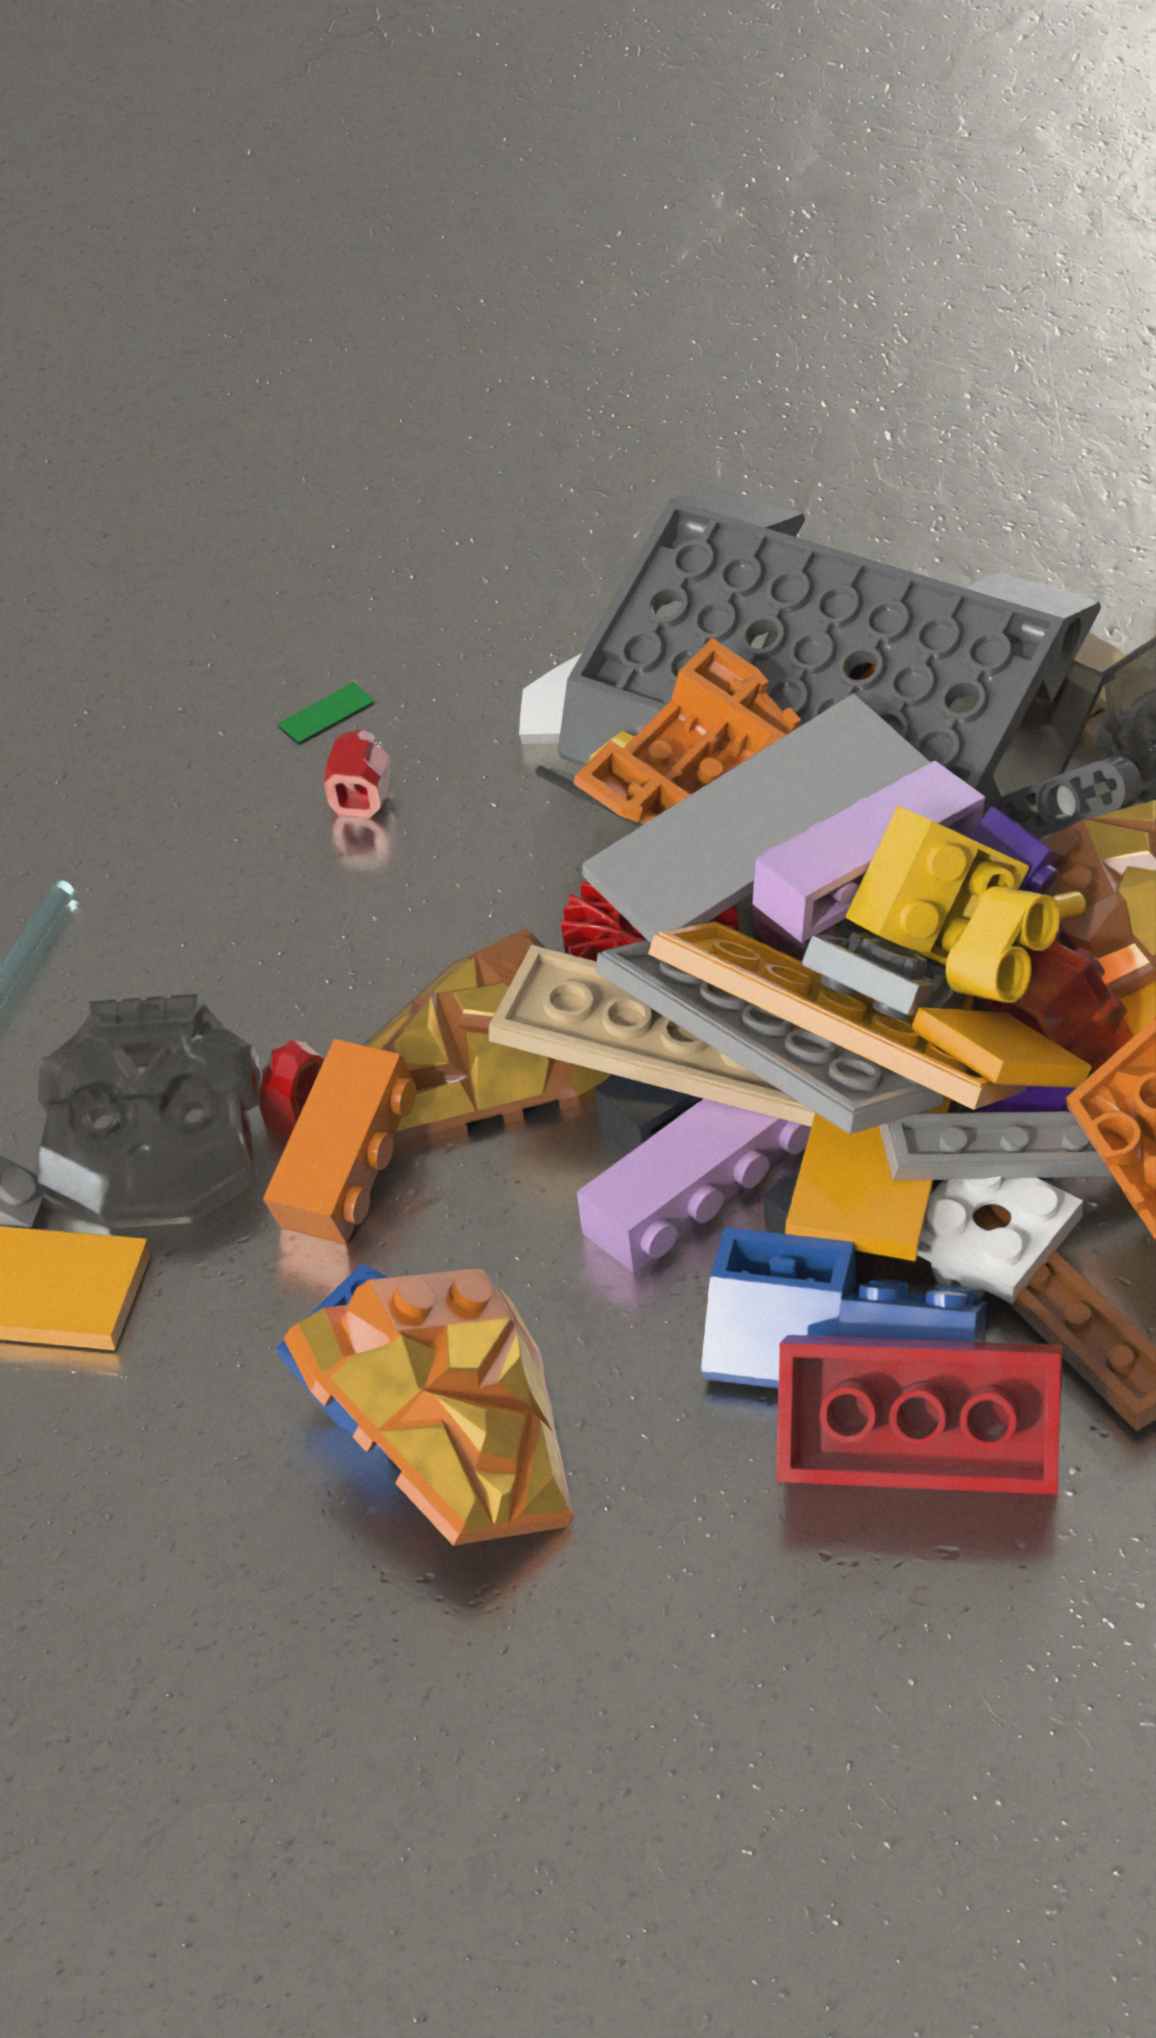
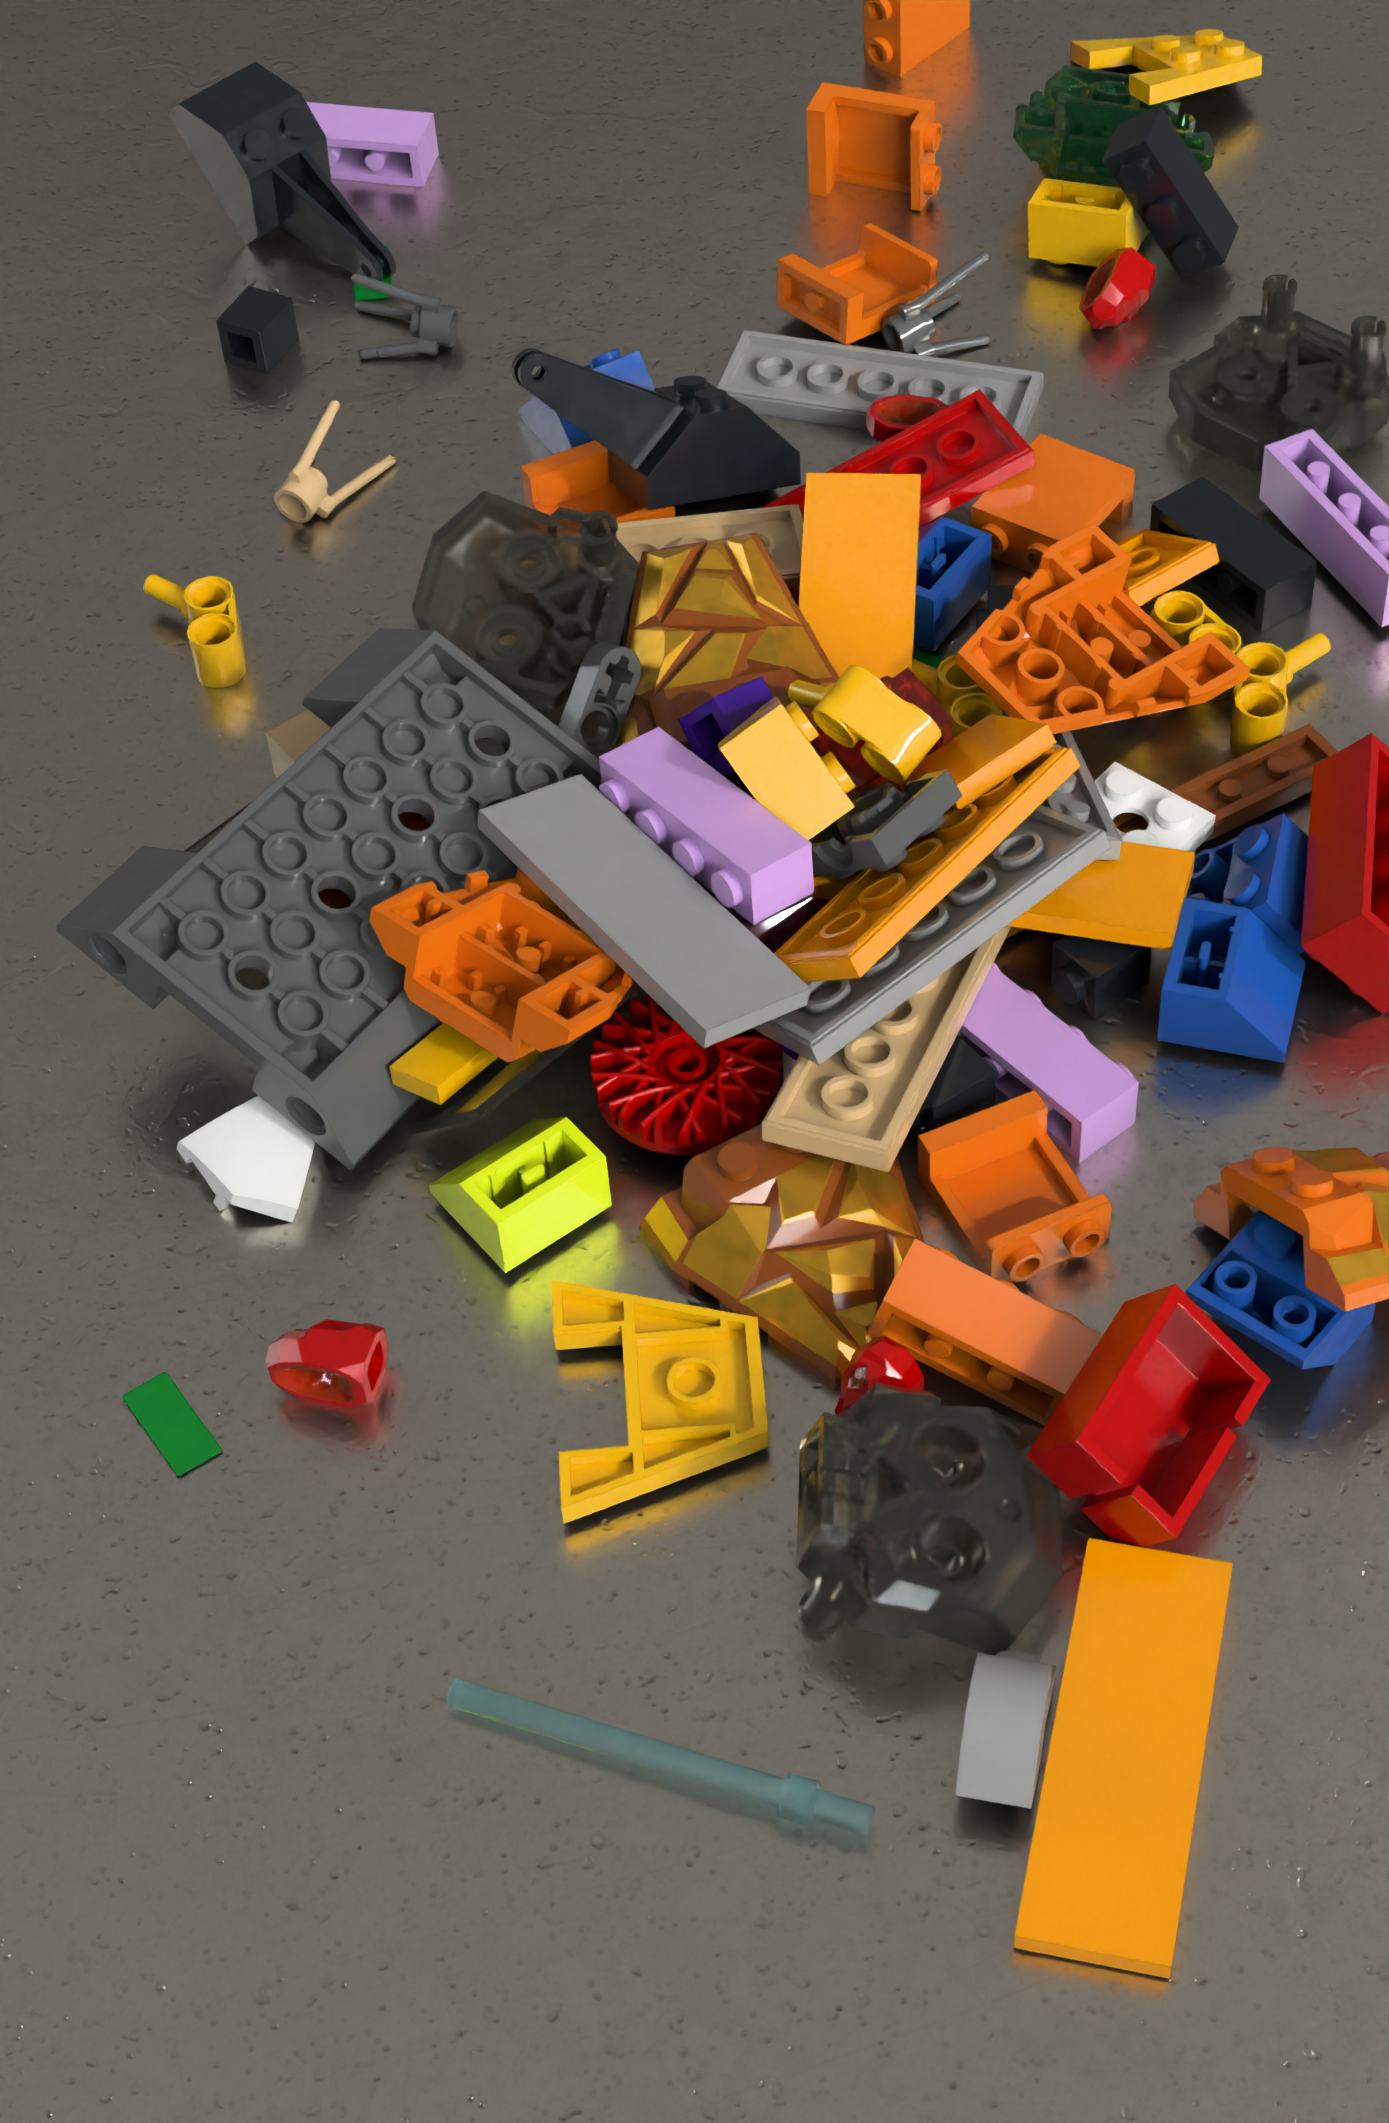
camera: 90 degrees left, 5 degrees up
(228, 1243) = (1125, 1418): none -> red piece
(325, 978) = (687, 1390): none -> yellow wing
(519, 849) = (527, 1190): none -> neon yellow slope
(523, 1176) = (1010, 1190): none -> orange panel

